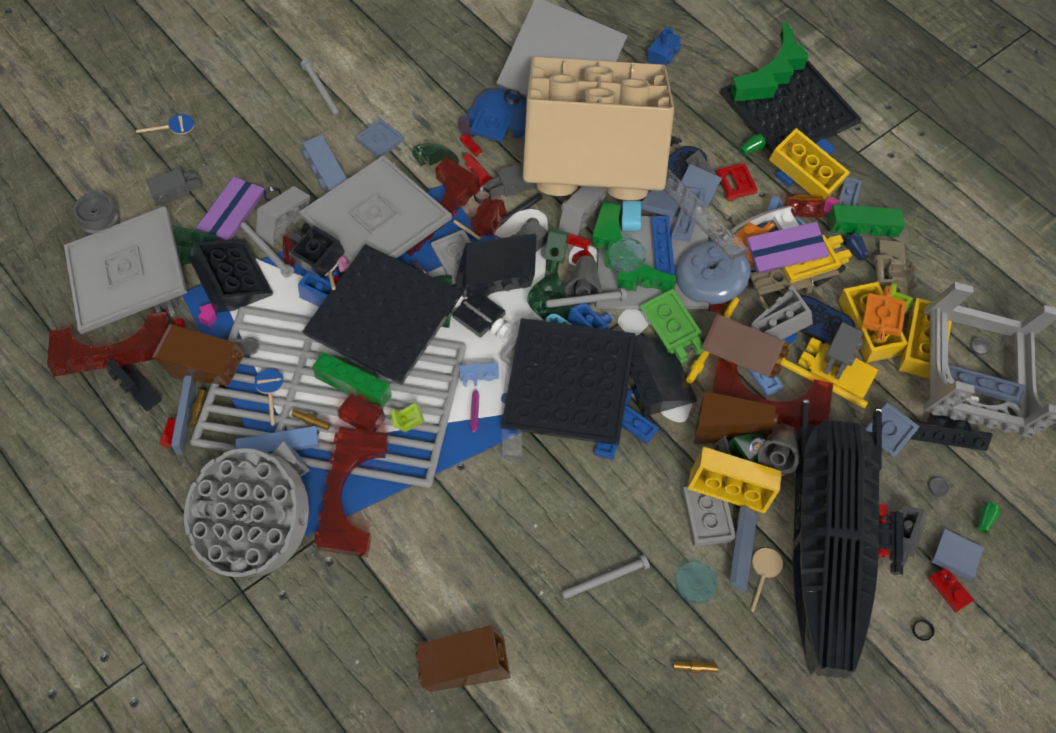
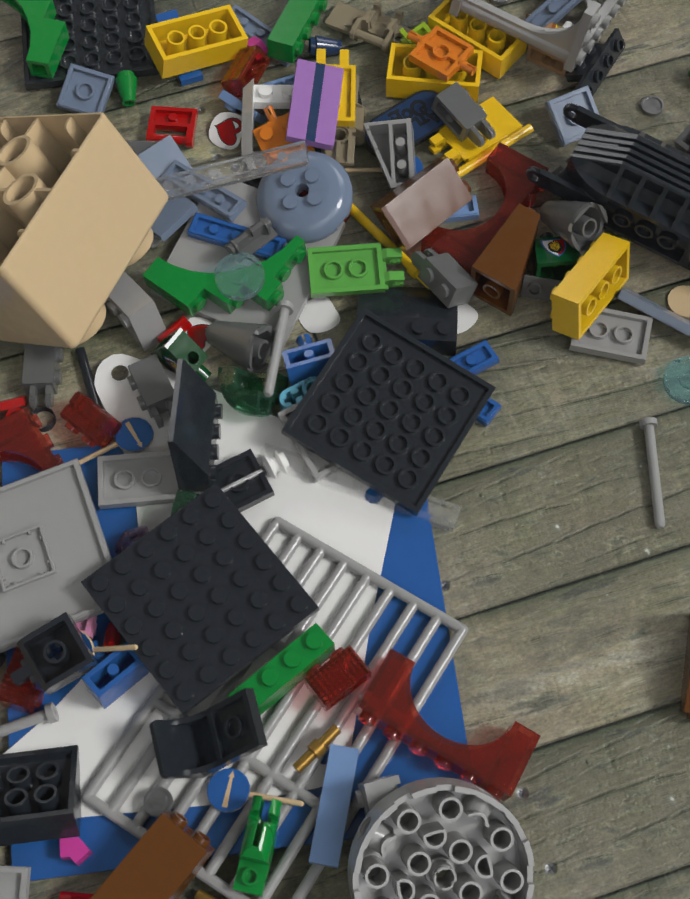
camera: 65 degrees left, 5 degrees up
(235, 406) = (257, 848): none -> green plate
(288, 347) = (209, 739): none -> black bracket
(407, 418) = (366, 620): lime bracket -> none
(474, 411) = (395, 545): magenta piece -> none
(478, 371) = (332, 502): medium blue plate -> none
(631, 216) = (175, 251): medium azure beam -> none
(661, 252) = (252, 238): none -> dark grey hinge
(696, 380) = (444, 277): none -> dark grey hinge
(735, 123) = (85, 90): none -> sand blue tile
(750, 210) = (226, 130): none -> sticker

